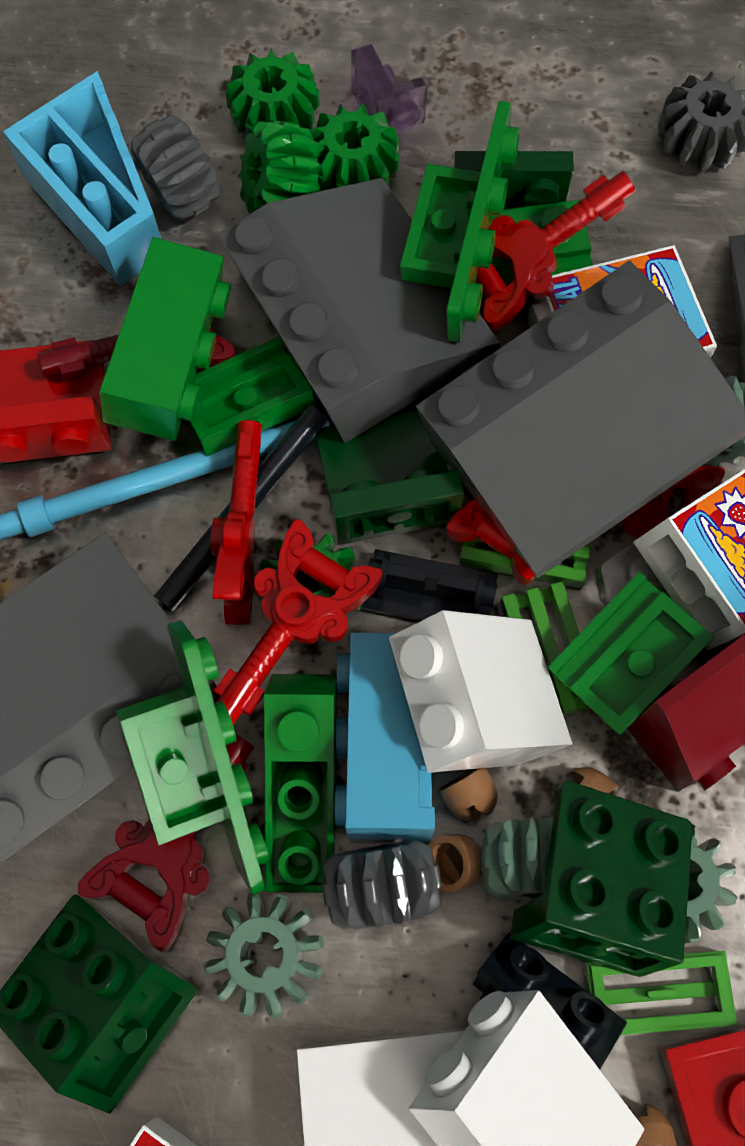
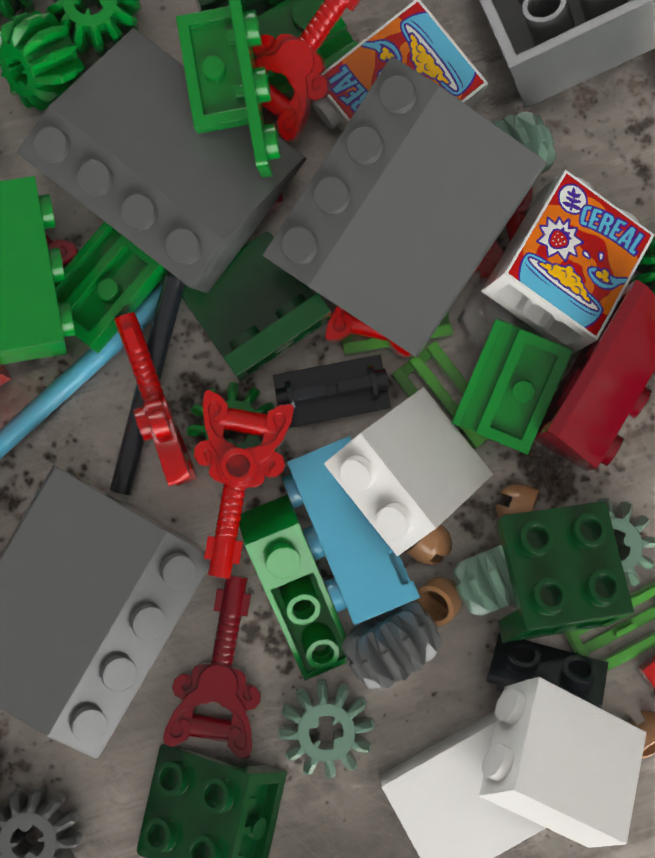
camera: 30 degrees left, 15 degrees up
(184, 761) = (205, 621): bracket -> none

